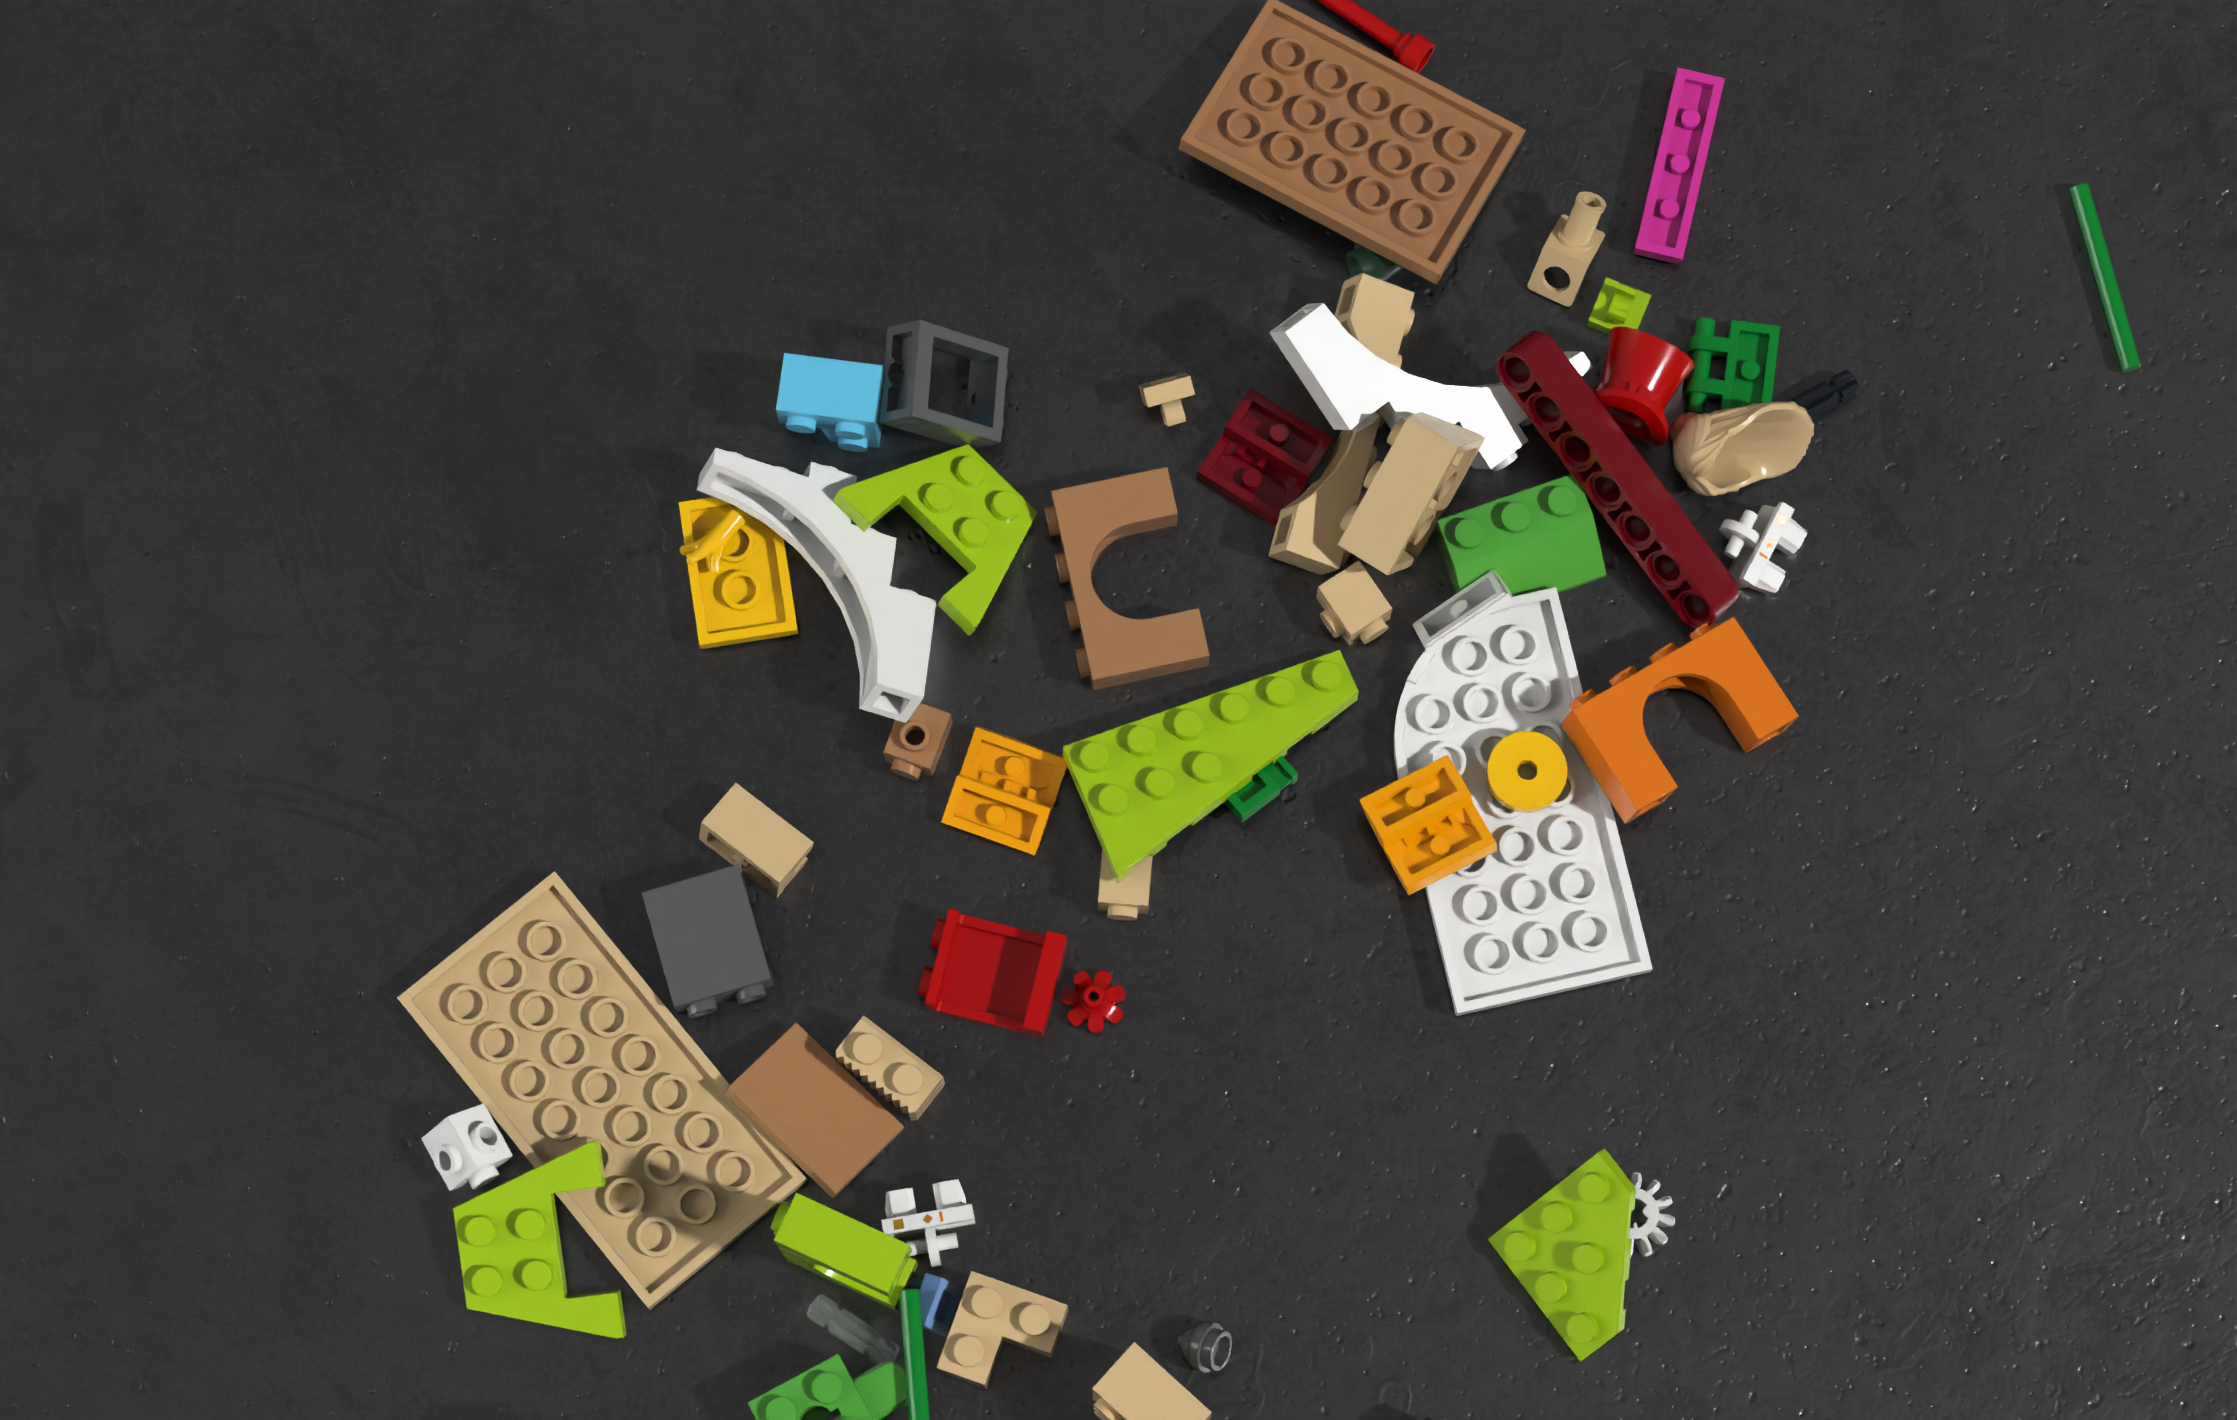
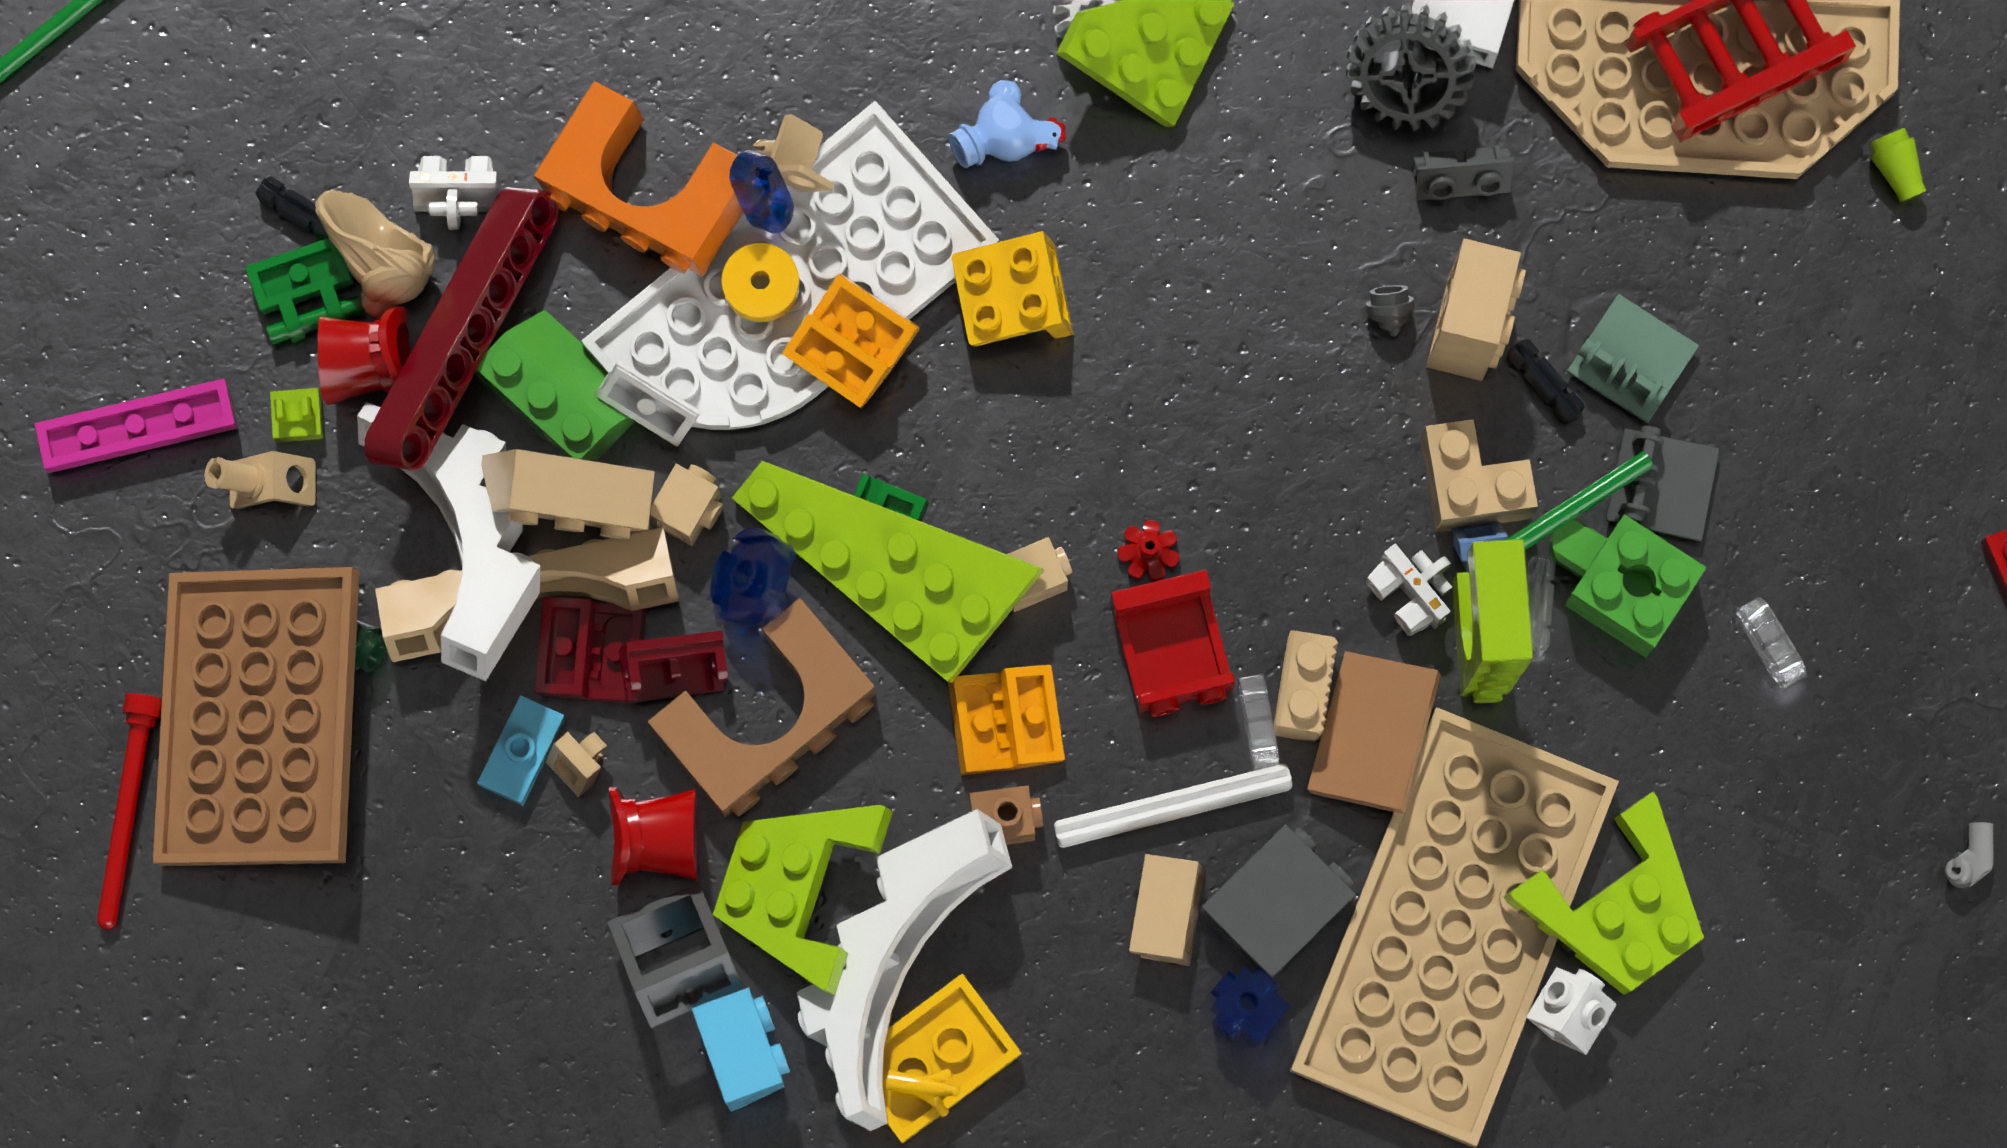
camera: 120 degrees left, 0 degrees up
(621, 846) = (1252, 1024): none -> clear blue brick
(847, 898) = (1173, 805): none -> white axle
(882, 1011) = (1258, 721): none -> clear beam
(1062, 423) = (654, 835): none -> red hat
(1206, 356) = (521, 750): none -> medium azure plate
(1208, 518) = (673, 665): none -> dark red hinge
(1251, 625) = (769, 564): none -> clear blue plate
(1400, 1000) = (1011, 289): none -> yellow bracket
(1564, 1077) = (1004, 130): none -> light blue animal
(1609, 816) = (768, 187): none -> clear blue beam
(1634, 860) = (795, 154): none -> tan bracket

